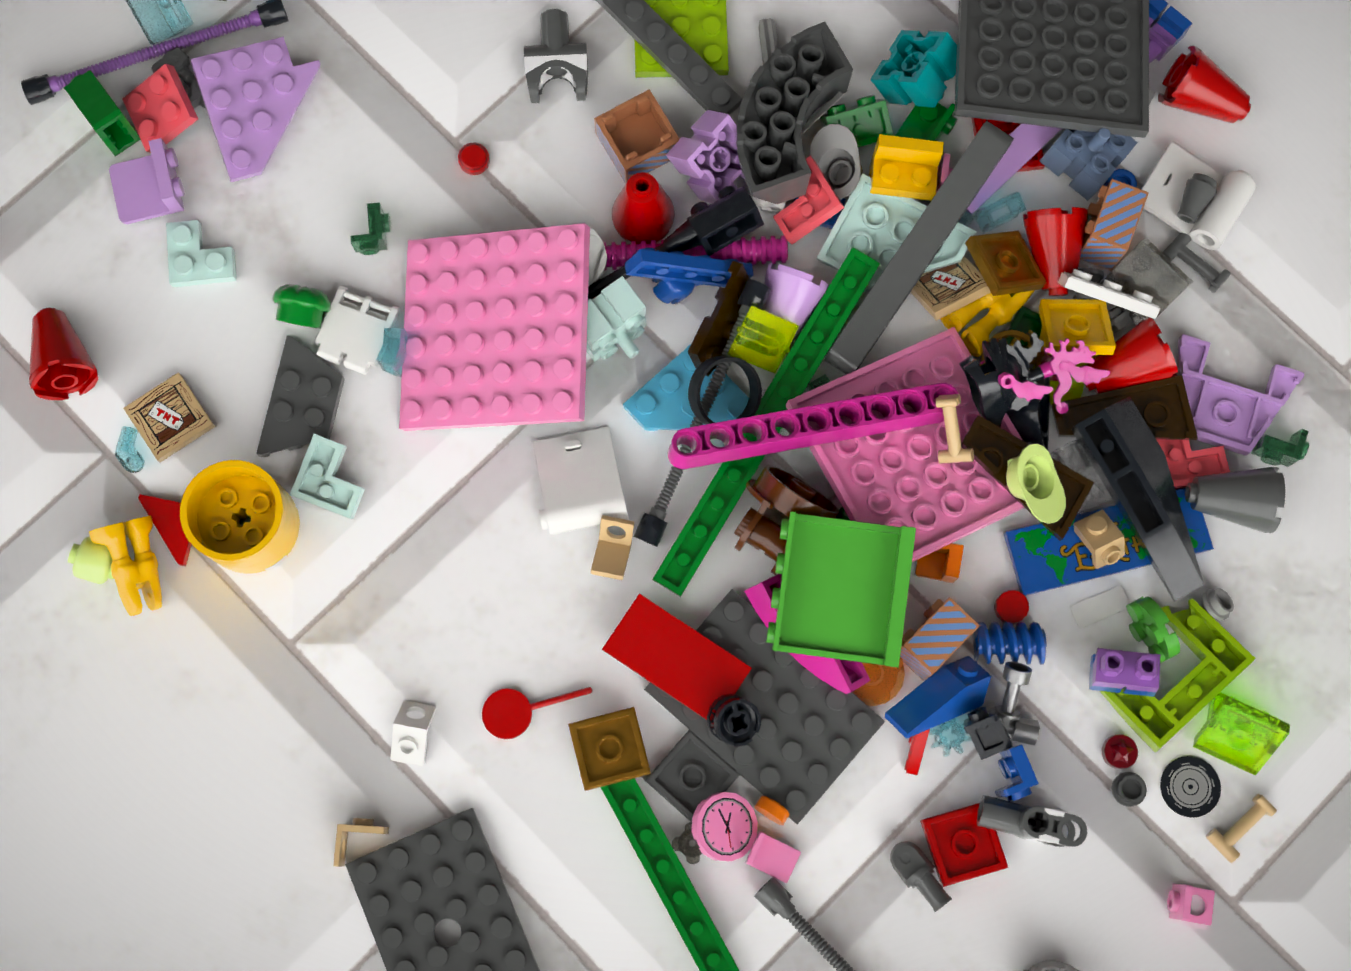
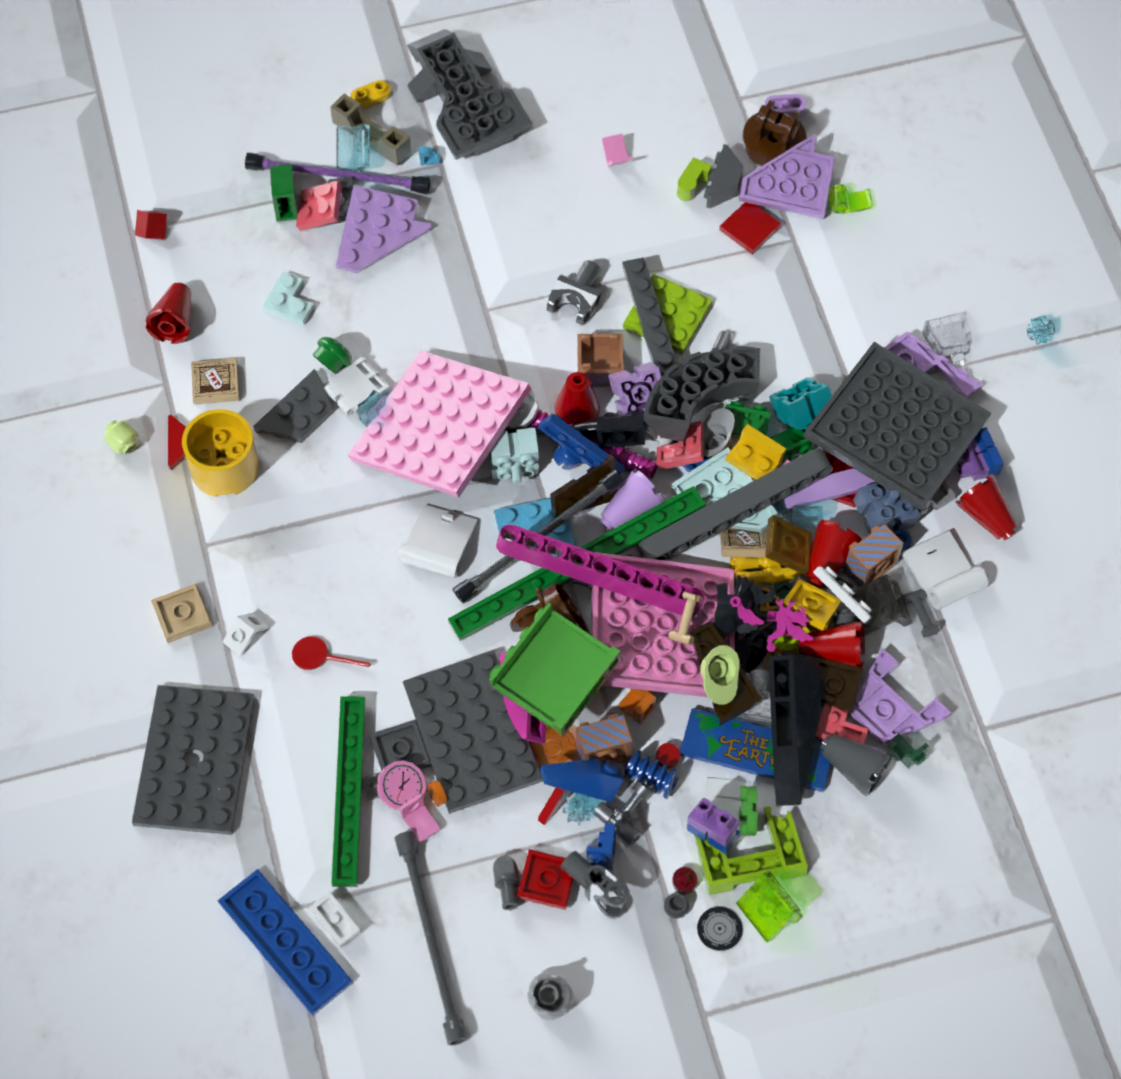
camera: 30 degrees right, 15 degrees down
(127, 453) = (177, 390): clear light blue arm -> none
(131, 574) = (137, 455): yellow piece -> none
(147, 185) = (285, 245): lavender bracket -> none
(316, 750) = (181, 613): none -> tan tile
(317, 479) = (280, 461): light aqua plate -> none
(359, 825) = (179, 667): tan bracket -> none
(379, 225) = (406, 335): clear green bracket -> none
(473, 158) = (491, 325): red piece -> none
(609, 748) = (358, 701): pearl gold tile -> none
(612, 550) = (434, 591): tan bracket -> none
(675, 657) = (432, 670): red tile -> none
(697, 379) = (581, 520): black tyre -> none
(734, 720) = (444, 720): black wheel -> none
(763, 339) = (602, 510): clear neon green piece -> none
(987, 732) = (601, 811): black bracket -> none
(1101, 538) = (749, 742): tan bracket -> none
(1180, 903) = (666, 990): bright pink bracket -> none
(1196, 196) = (942, 569): dark grey cone -> none
(1217, 603) = (805, 823): light grey plate -> none
(1225, 842) = (721, 973): tan piece -> none

